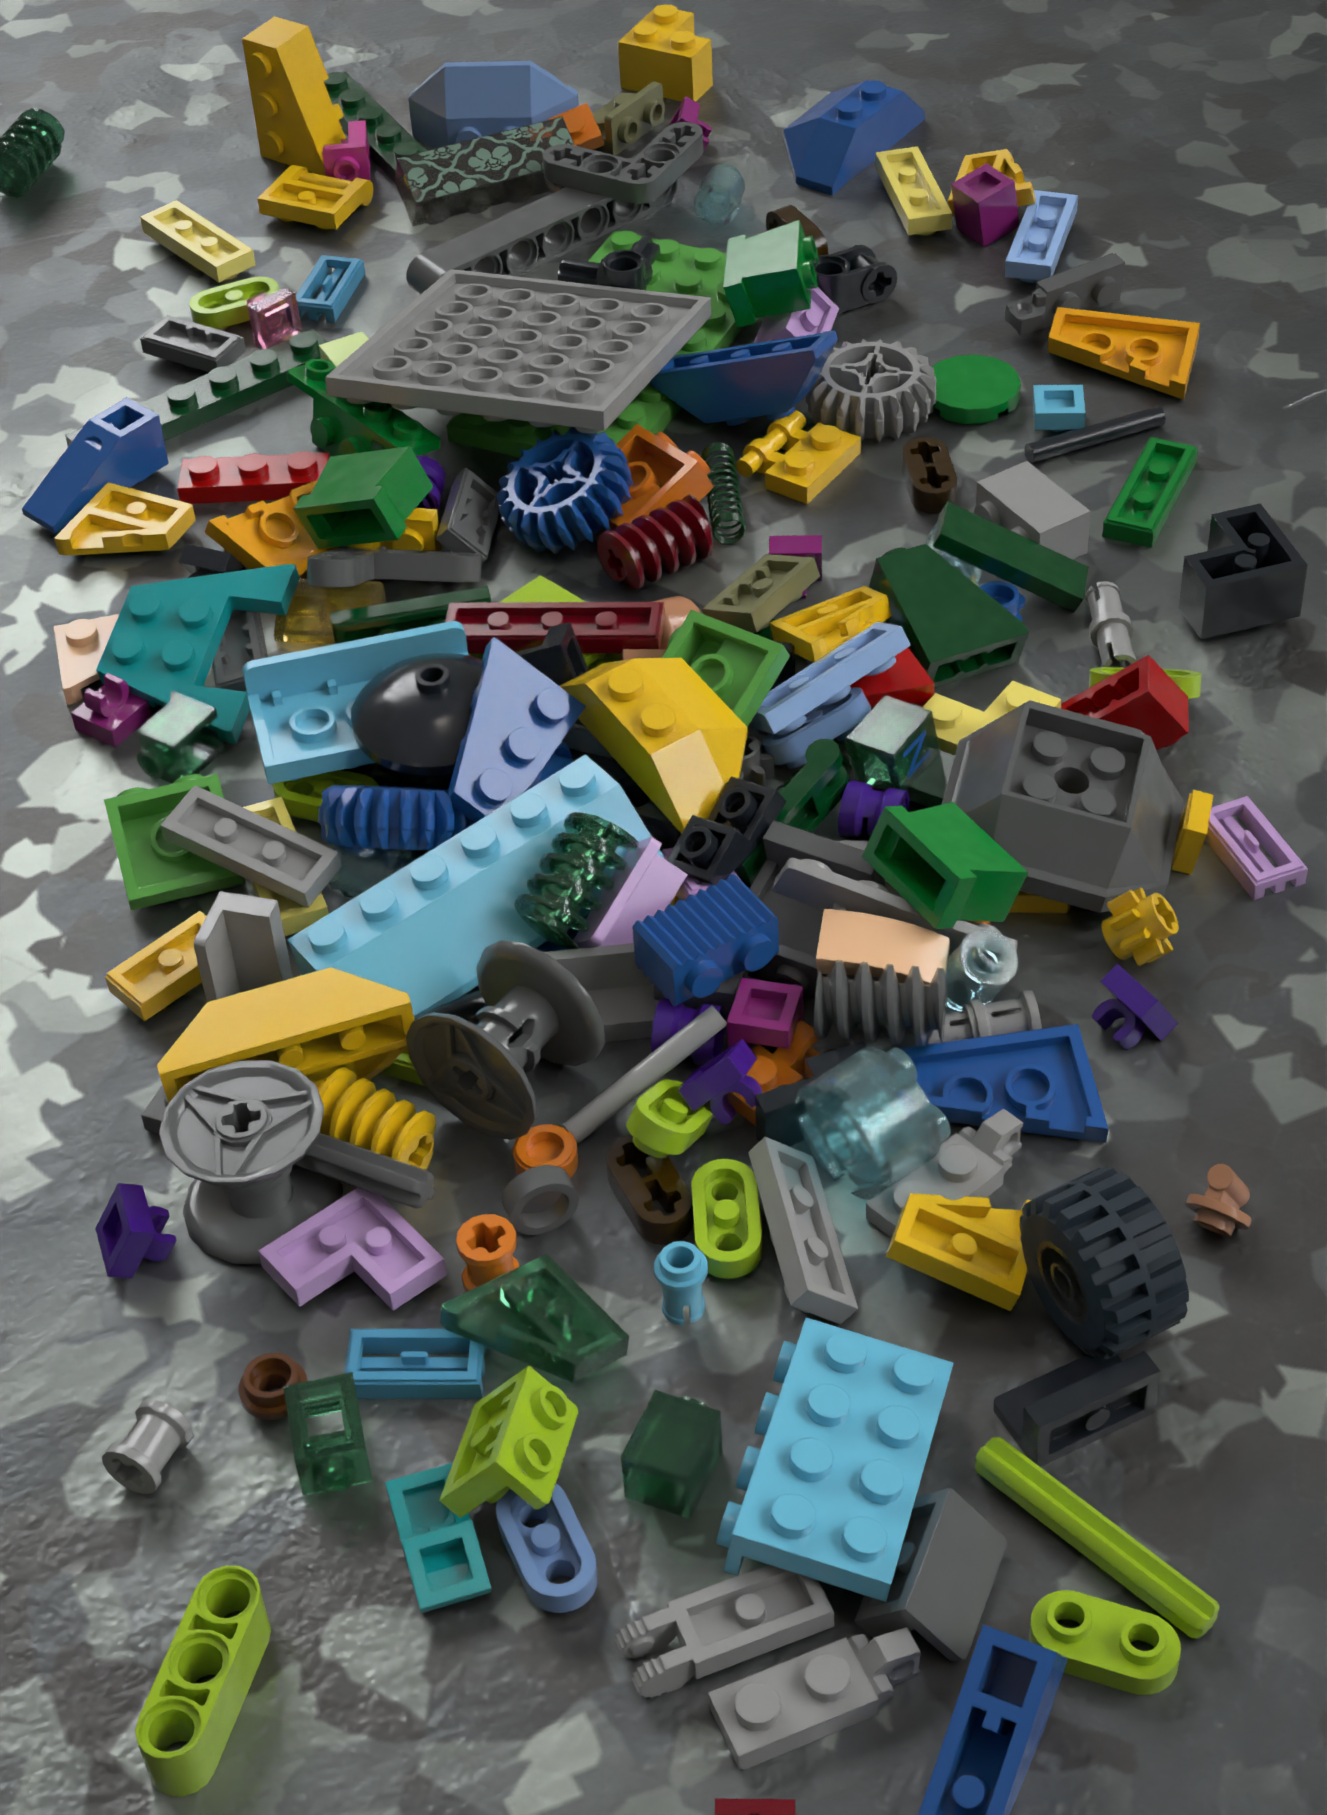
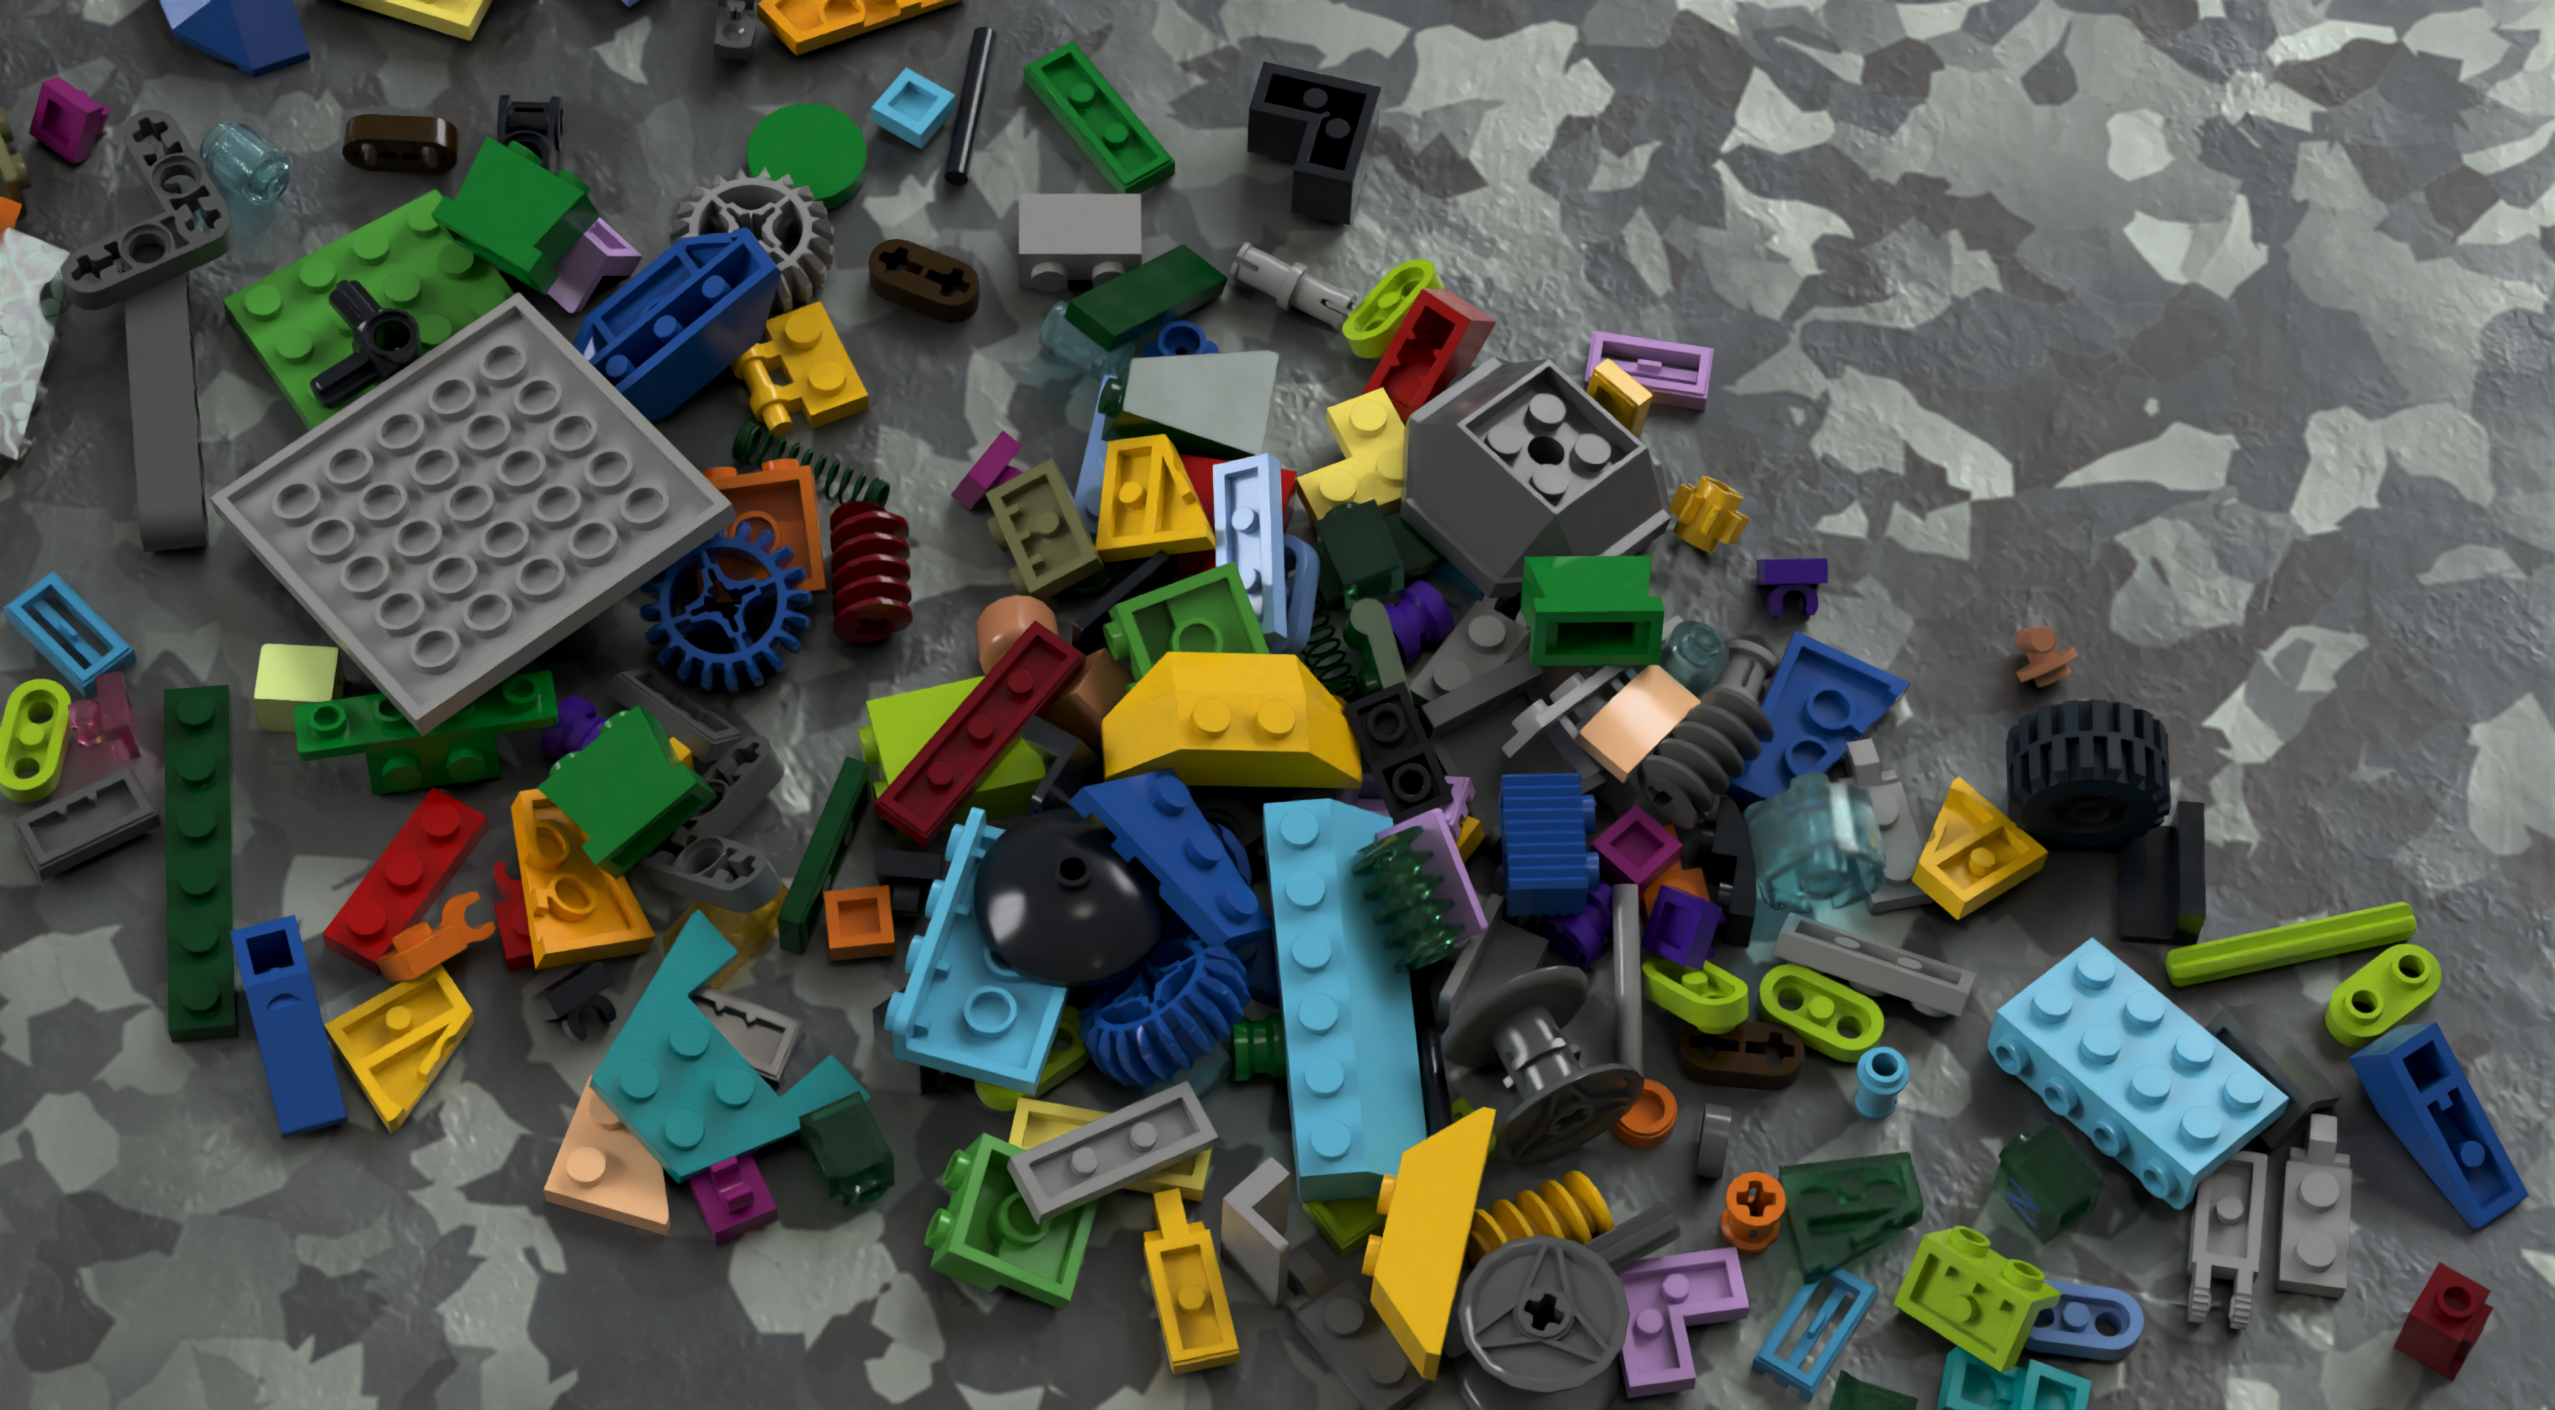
camera: 65 degrees left, 15 degrees up
(200, 493) = (424, 948): none -> orange plate

